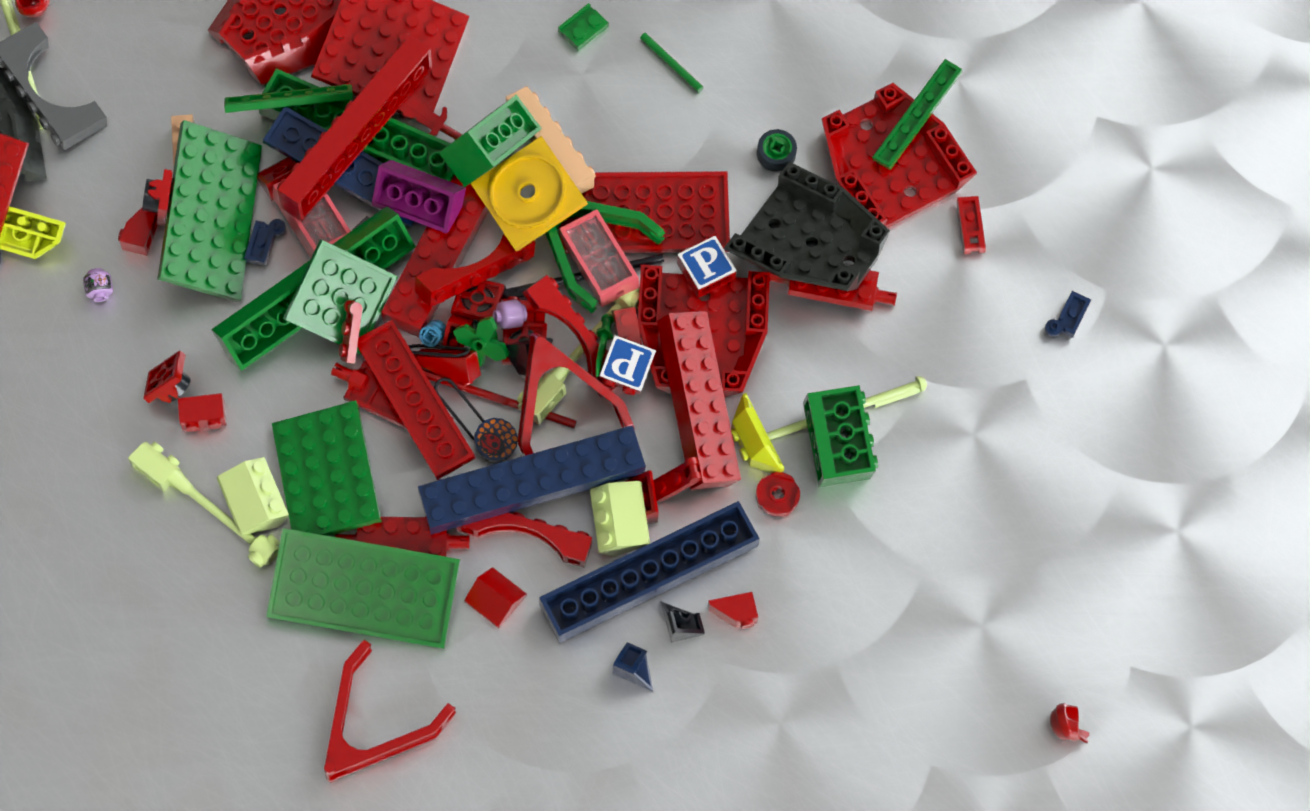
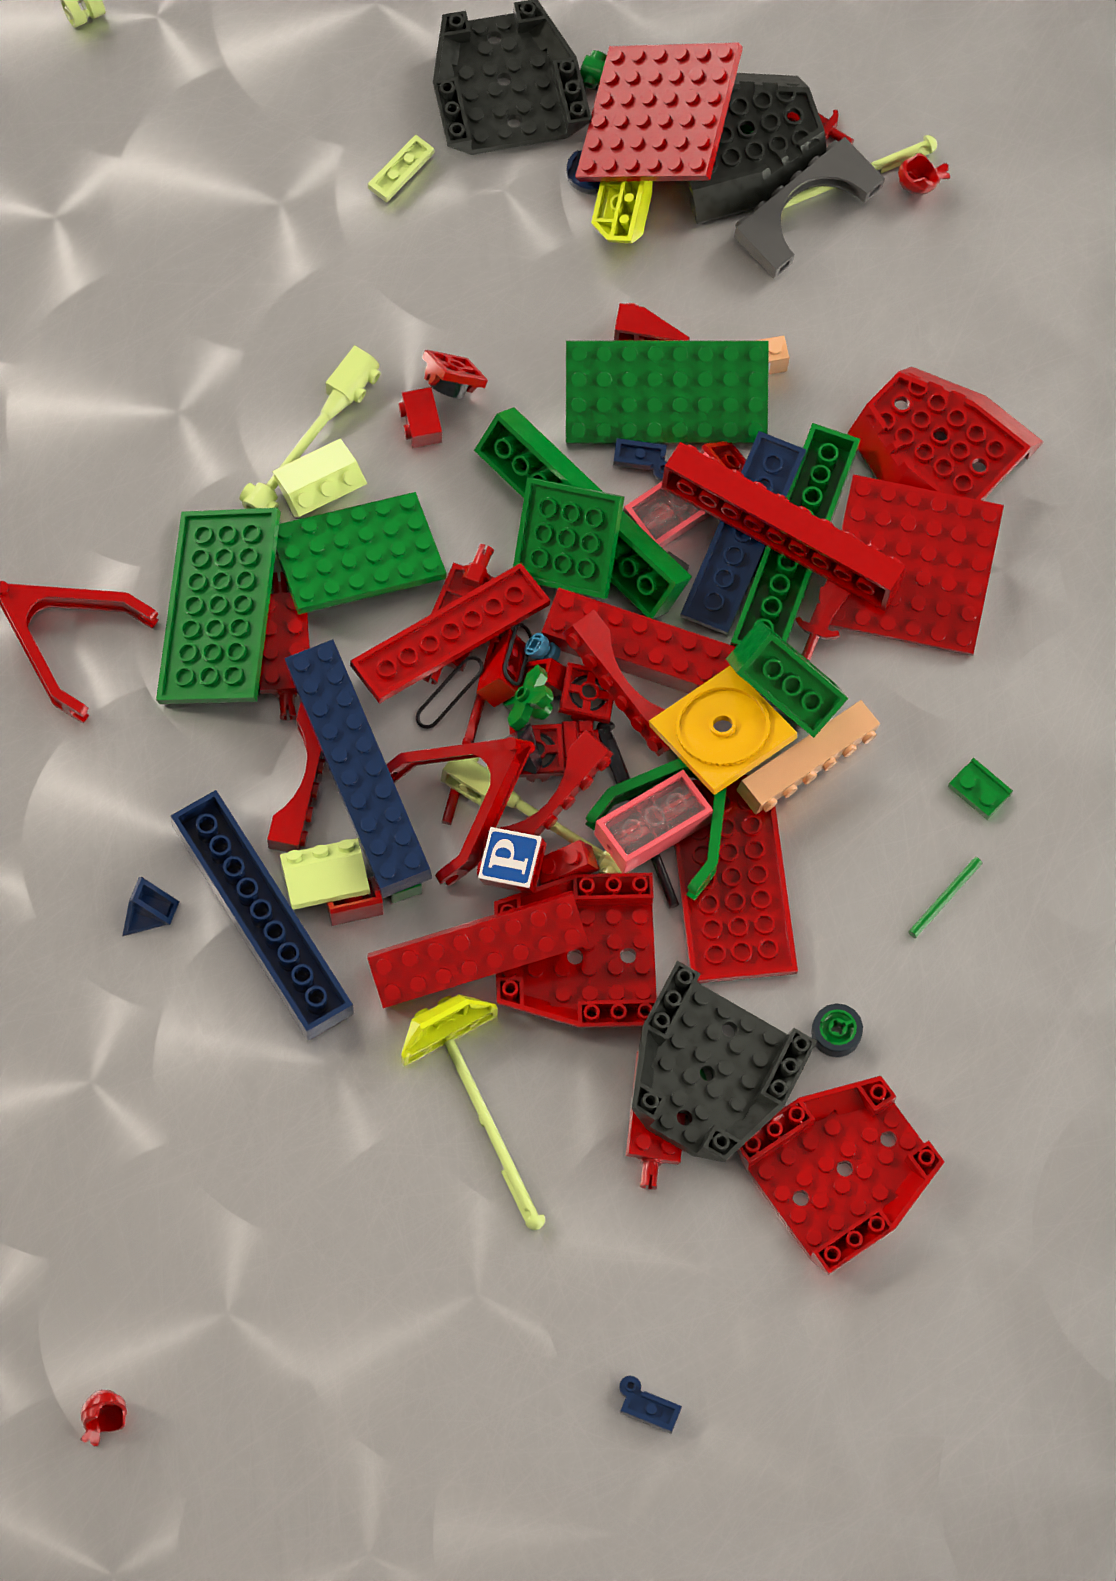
camera: 85 degrees right, 0 degrees up
(98, 284) = (567, 292): lavender head -> none
(157, 196) = (670, 325): red piece -> none
(288, 98) = (817, 453): green tile -> none
(350, 330) = (528, 553): plate -> none
(418, 195) = (709, 608): magenta slope -> none
(494, 597) = (225, 751): red slope -> none
(495, 439) = (416, 730): tile -> none
(510, 314) = (565, 725): lavender head -> none
(604, 334) = (554, 836): green sword -> none
(677, 479) = (375, 933): red plate -> none
(682, 623) = (206, 956): black slope -> none
(706, 266) = (658, 947): piece -> none
(735, 610) = (222, 1019): red slope -> none
(768, 502) = (383, 1071): red plate -> none
(829, 446) = (445, 1101): green brick -> none
(917, 114) = (901, 1193): green tile -> none
(971, 224) = (762, 1276): red plate -> none

